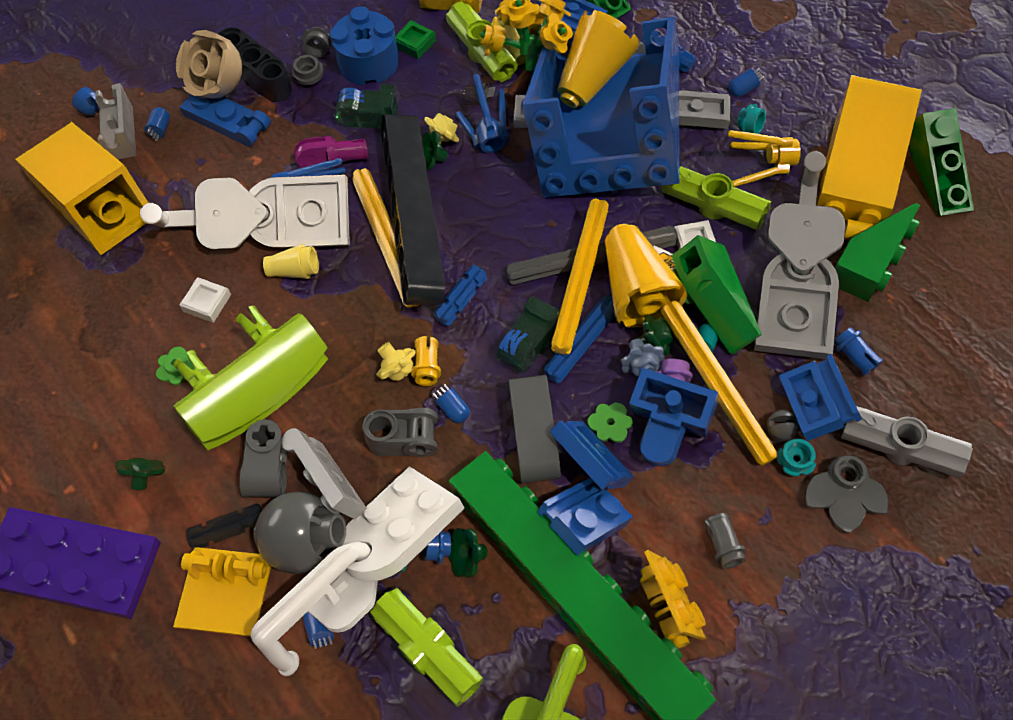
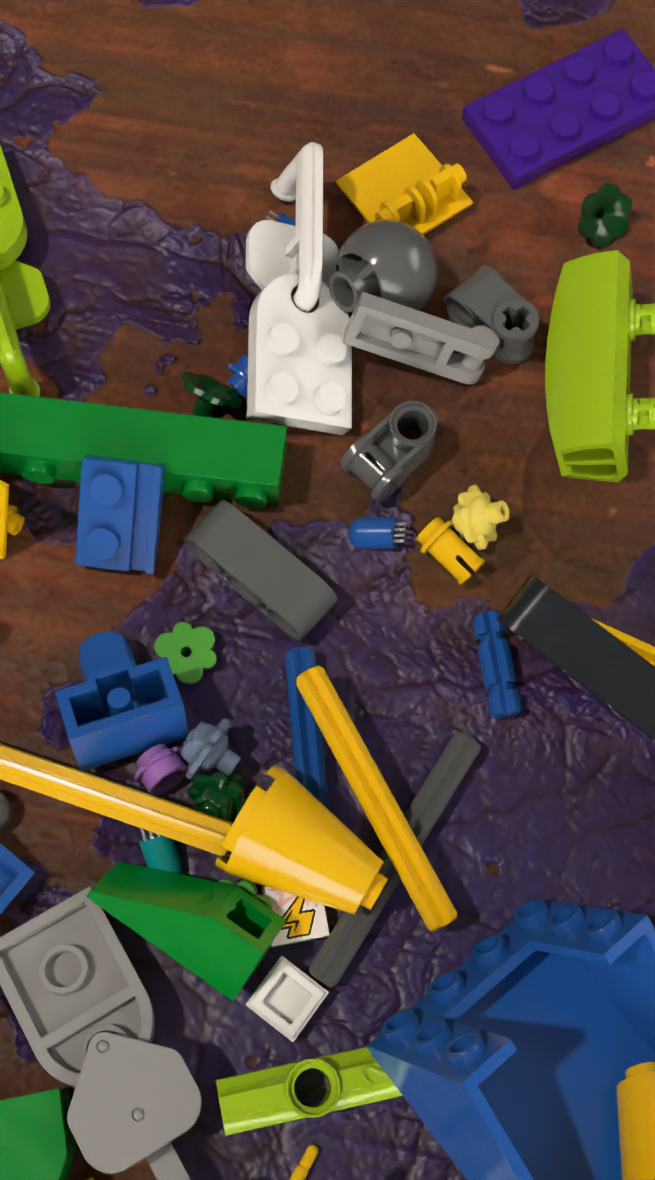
camera: 130 degrees right, 10 degrees up
(223, 527) = (465, 240): black axle -> none
(426, 647) = (169, 286): lime piece -> none
(529, 335) = (367, 673): clear green leg -> none
(592, 454) = (167, 582): blue plate -> none

